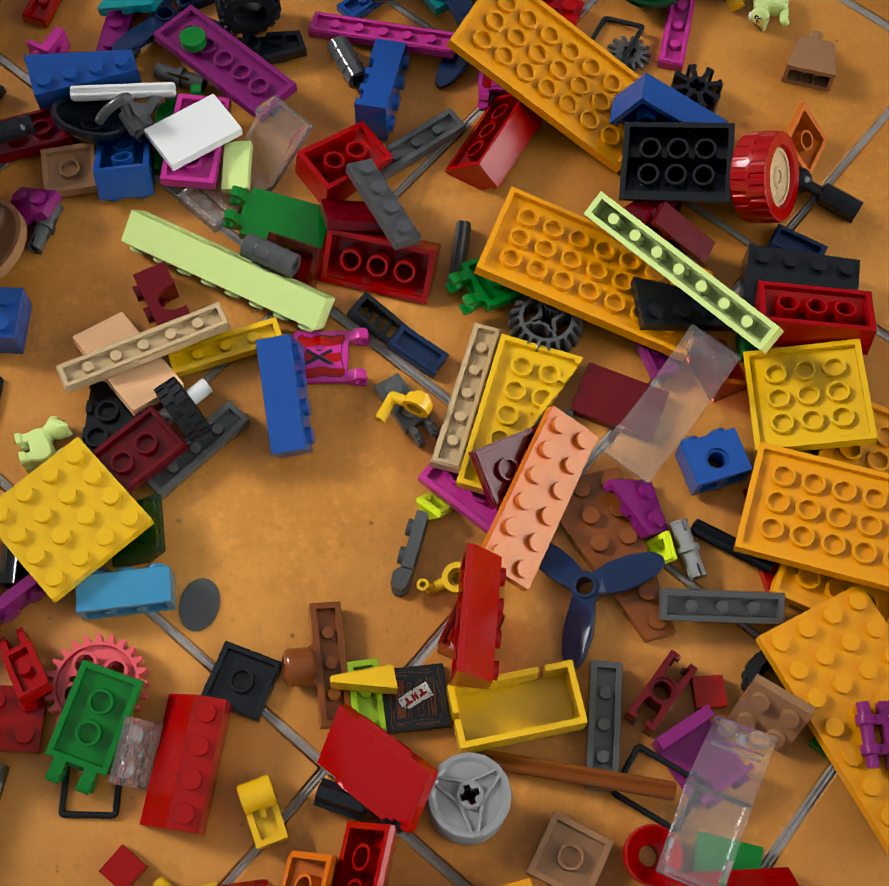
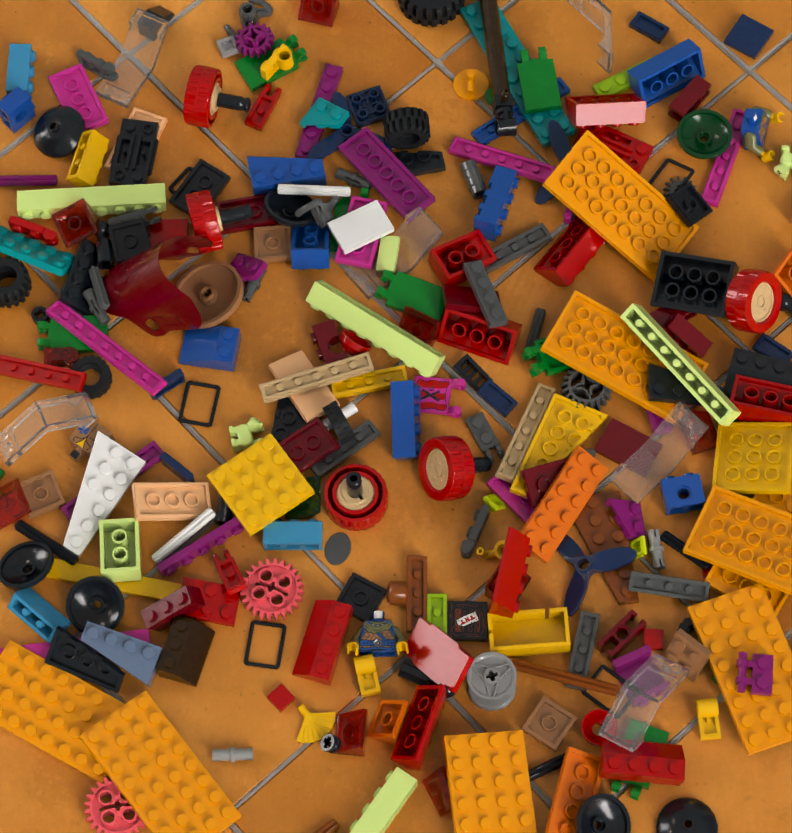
camera: 15 degrees right, 0 degrees up
(55, 43) = (265, 150): dark pink bracket -> none
(92, 724) = (269, 610): green tile -> none
(135, 753) = (294, 631): clear bracket -> none
(193, 39) = (366, 156): green tile -> none
(196, 294) = (352, 343): none -> red piece
(219, 521) = (355, 497): none -> red wheel
(270, 255) = (405, 323): dark grey axle -> none
(274, 747) = (378, 638): none -> torso
(359, 460) = (449, 468): none -> red wheel
(372, 680) = (439, 605): yellow slope -> none
(415, 402) = (491, 434): yellow plate -> none
(643, 59) = (689, 205): none -> black tile
(656, 102) = (686, 239): blue wedge -> none
(698, 88) = (713, 225): black gear -> none
(818, 809) = (708, 719): none -> yellow plate

